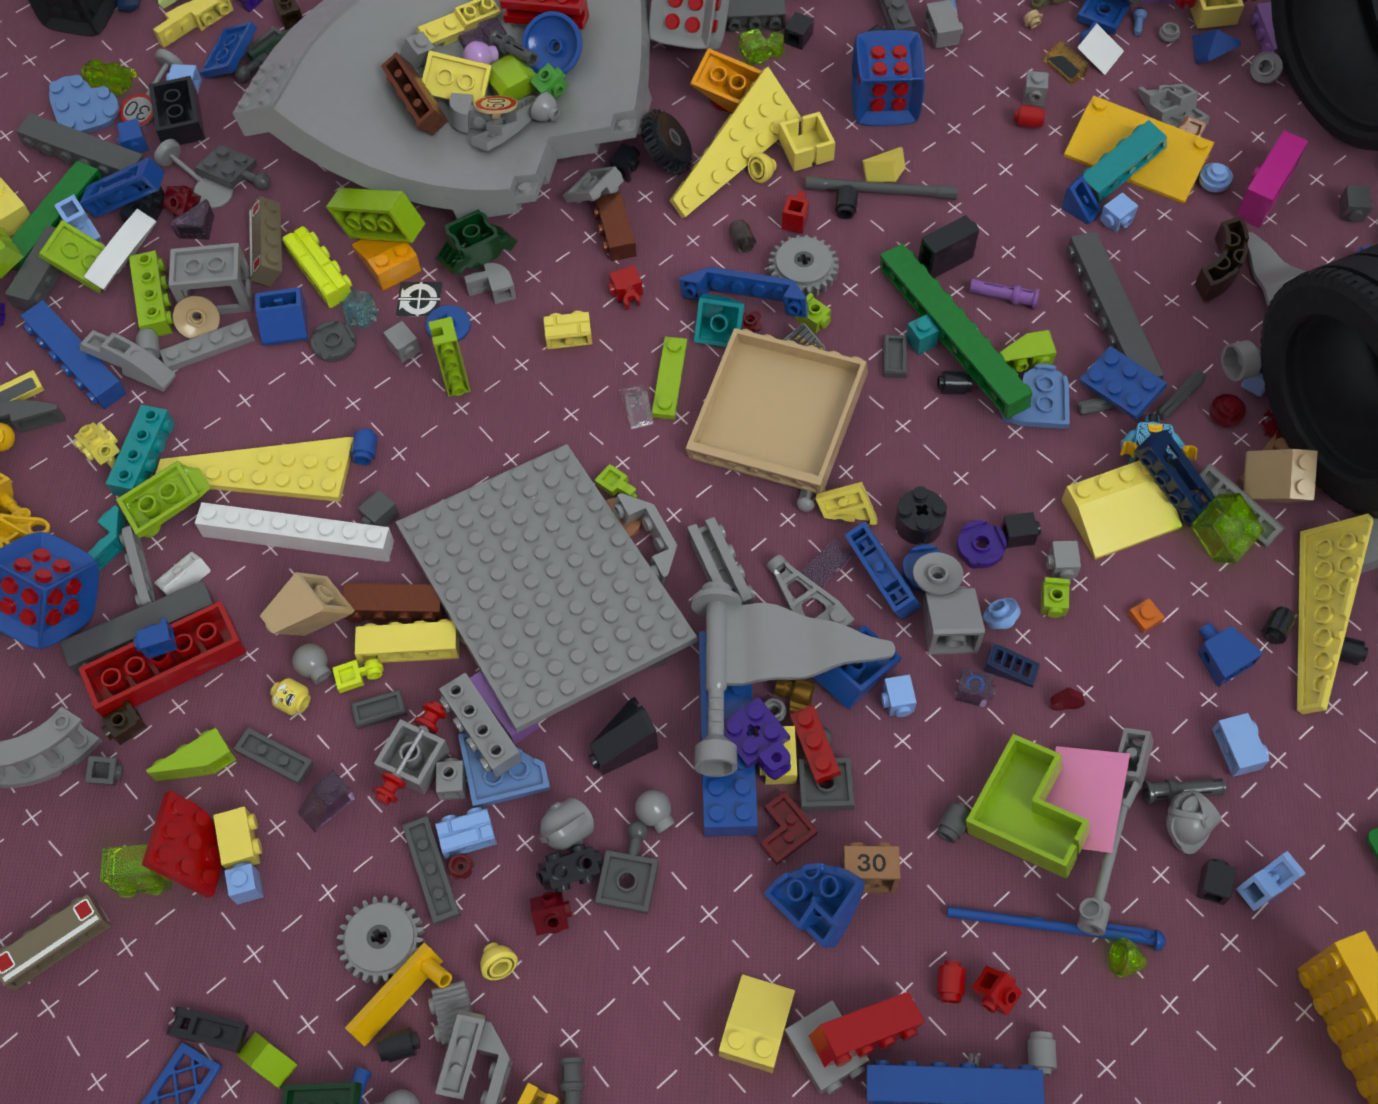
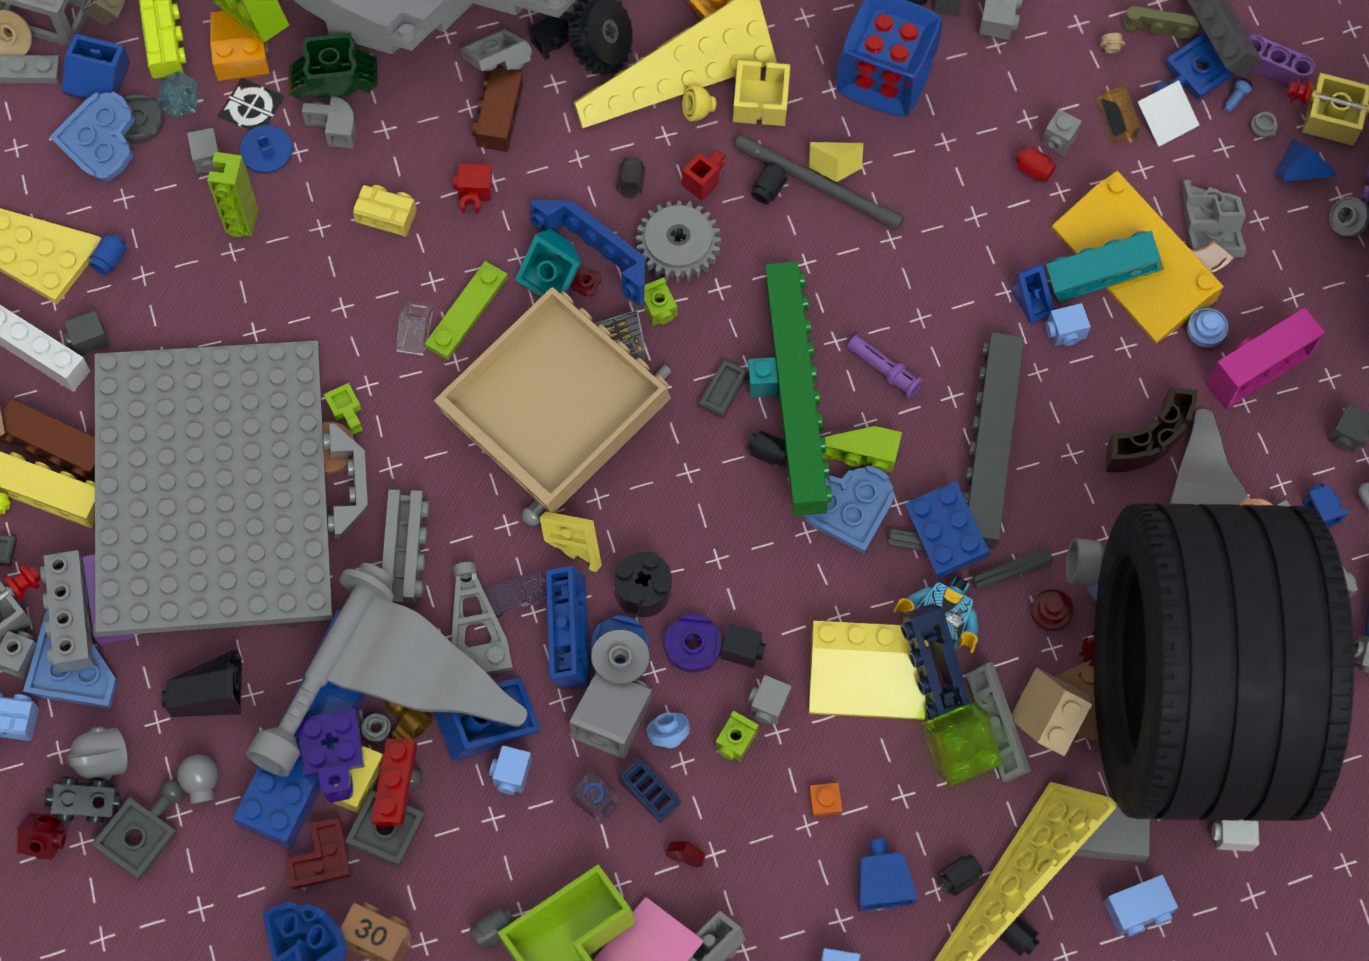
camera: 20 degrees right, 5 degrees up
(309, 363) = (96, 135): none -> medium blue plate
(948, 246) = (846, 287): black brick -> none

